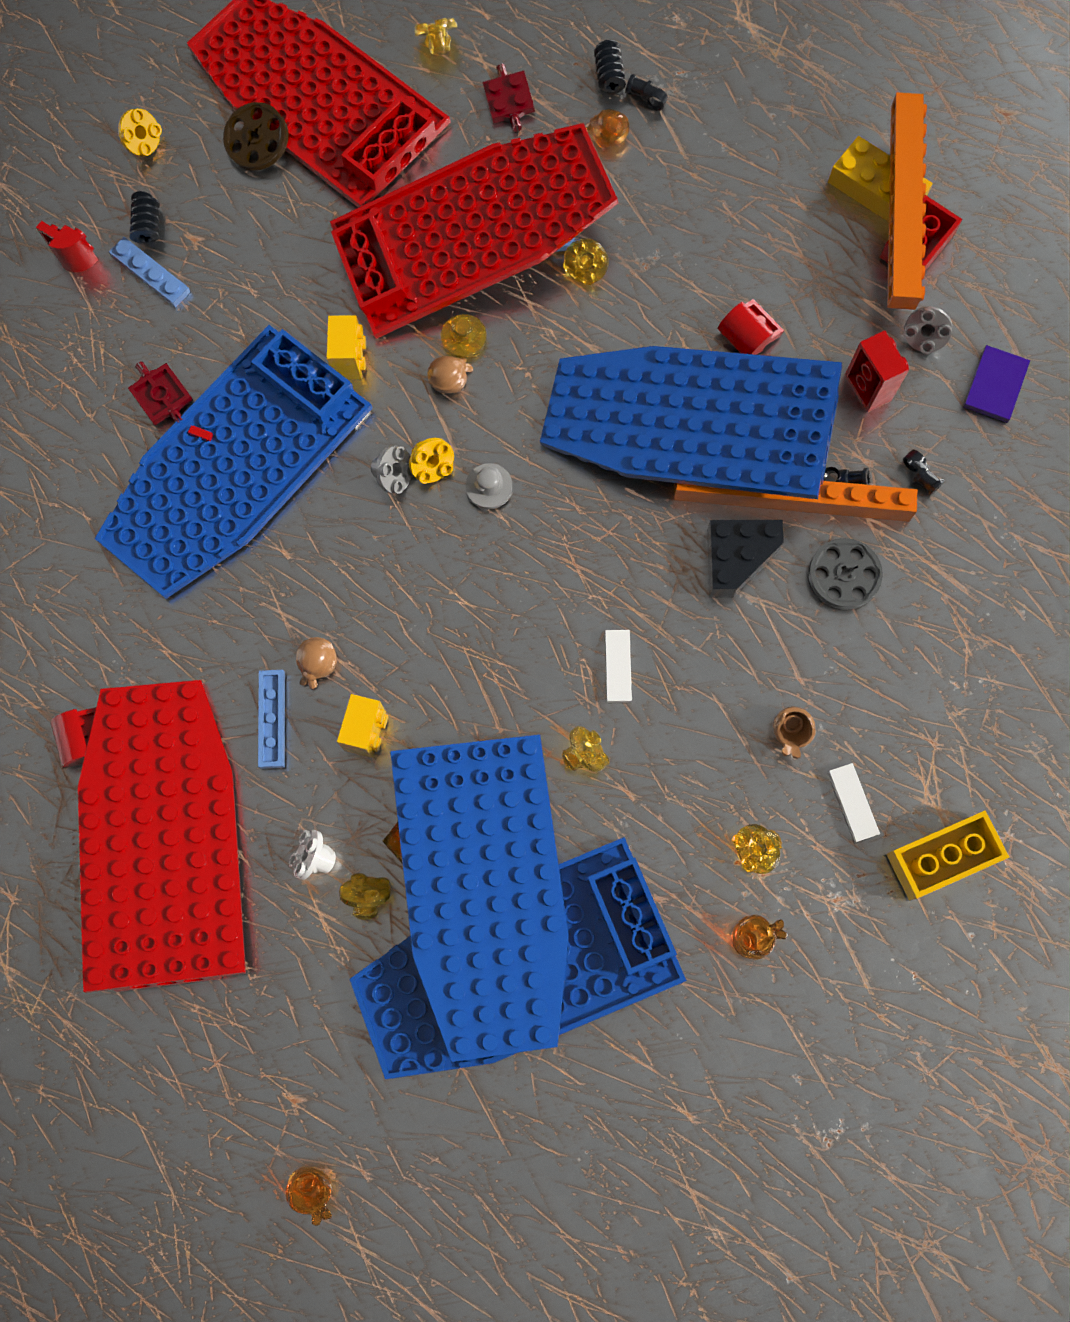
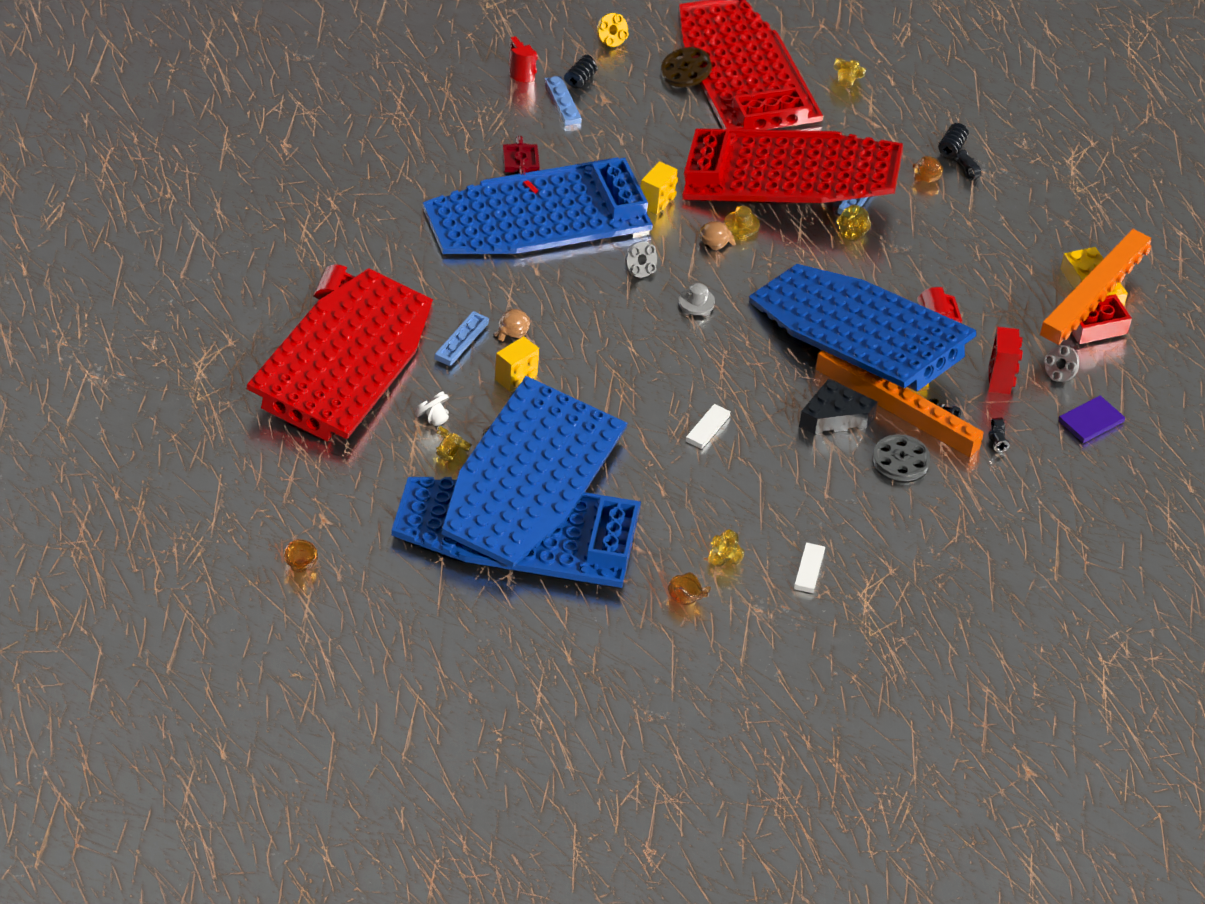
camera: 25 degrees right, 30 degrees down
(431, 460) = (668, 266): yellow plate -> none
(509, 97) = (873, 125): dark red plate -> none
(585, 751) = (649, 448): clear yellow plate -> none
(794, 730) = (798, 506): medium nougat hat -> none
(947, 855) = (849, 616): yellow brick -> none

